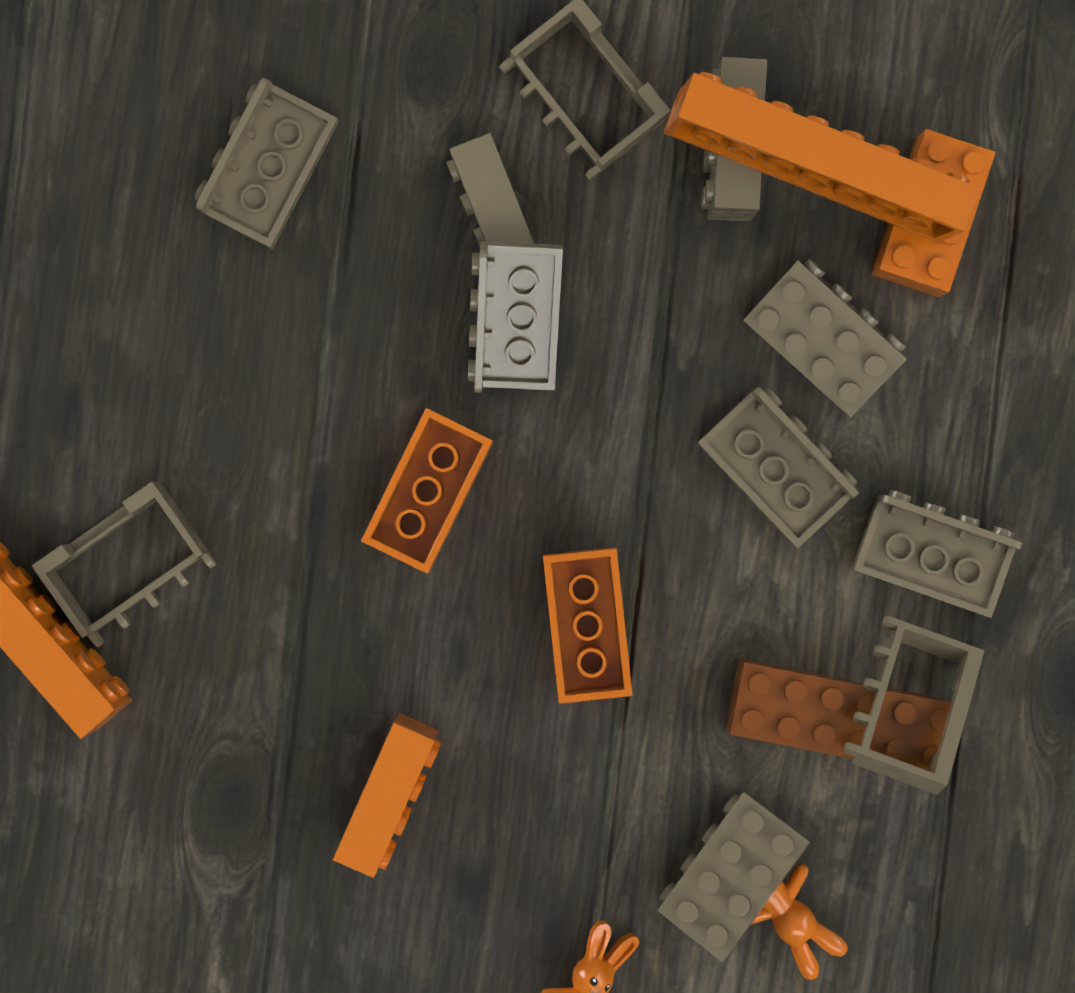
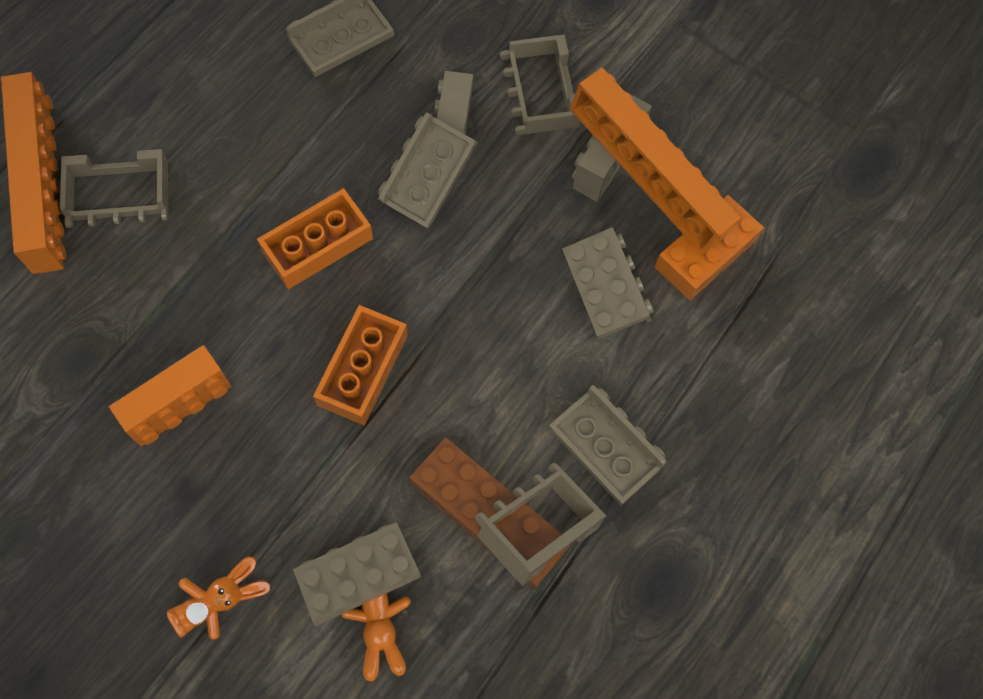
camera: 30 degrees right, 20 degrees down
(778, 466) = (537, 340): dark tan bracket -> none

